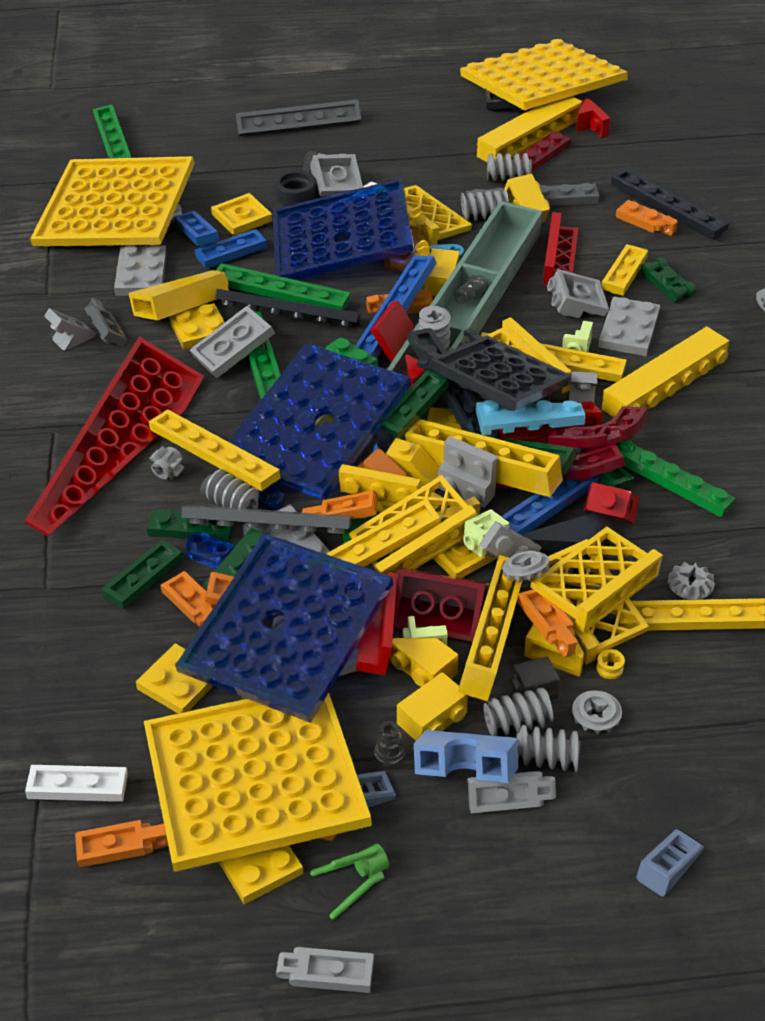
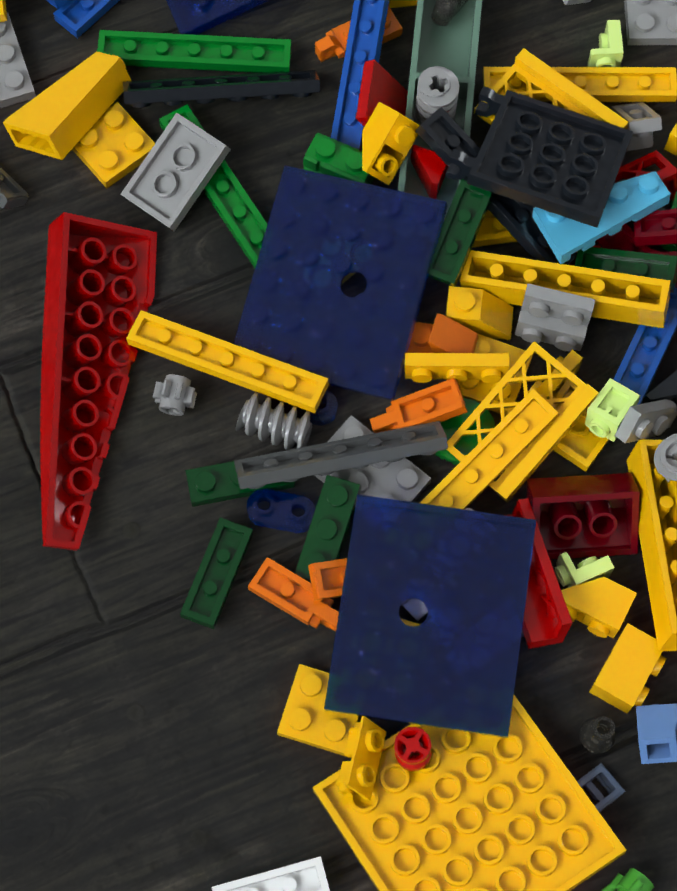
camera: 20 degrees left, 25 degrees up
(189, 707) = (365, 749): none -> yellow hinge
(231, 709) = (412, 741): none -> red wheel
(386, 345) = (386, 142): none -> yellow slope

